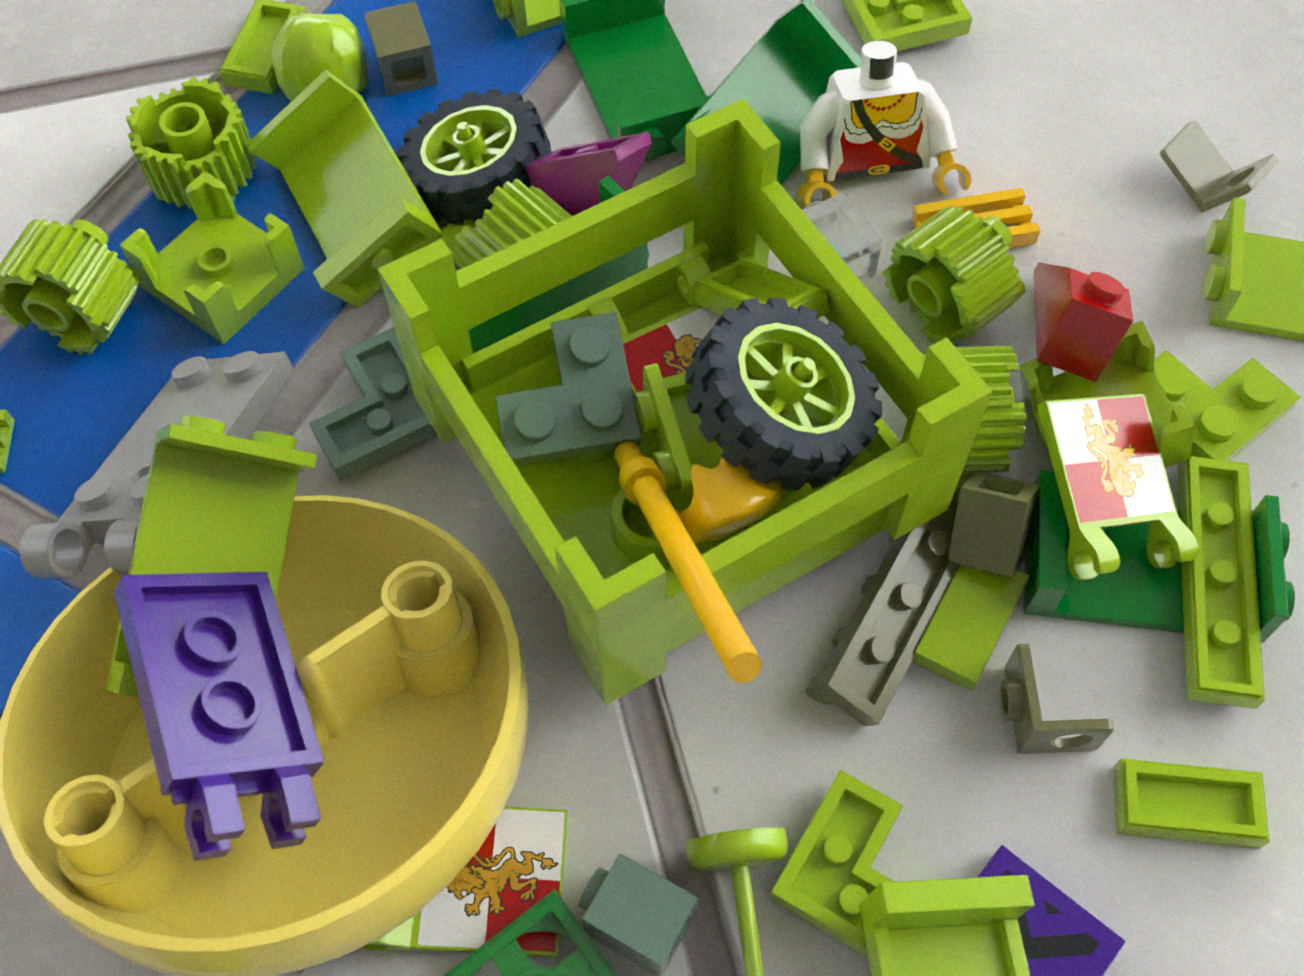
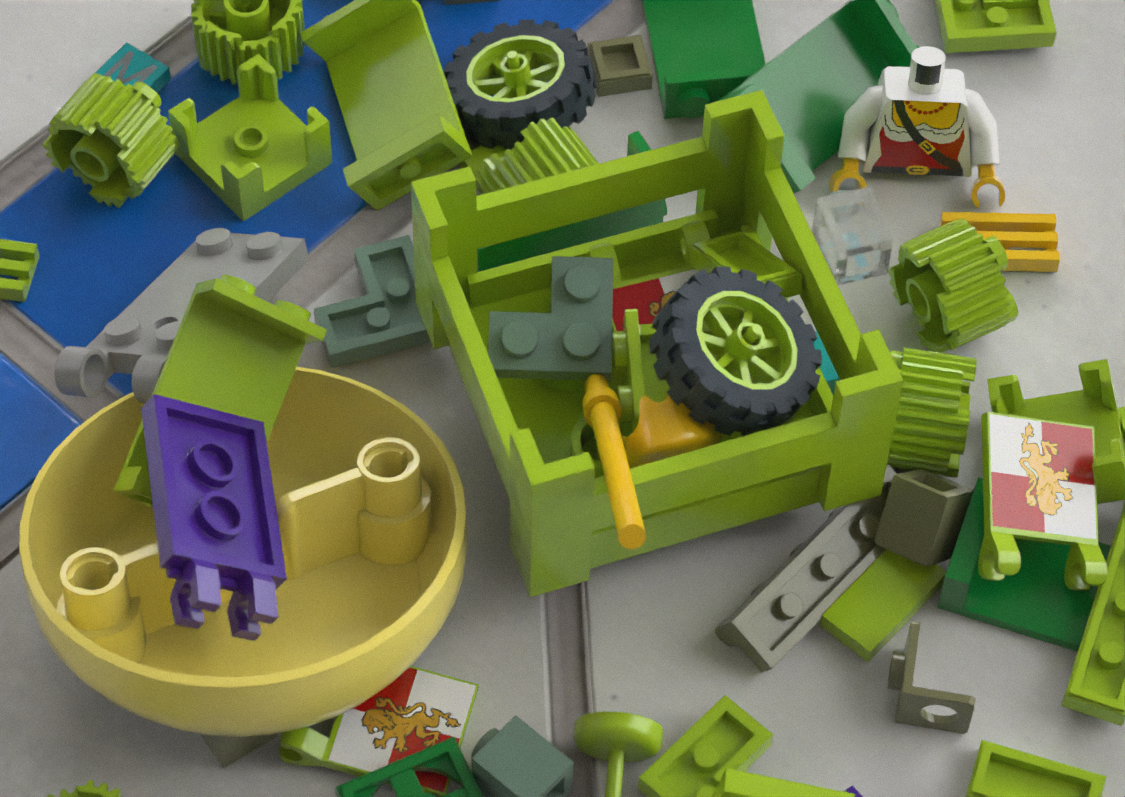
camera: 10 degrees right, 5 degrees down
(90, 207) = (134, 66): none -> teal tile
(570, 121) = (620, 65): none -> olive tile
(574, 171) = (609, 118): magenta slope -> none
(1079, 319) = (1051, 349): red slope -> none

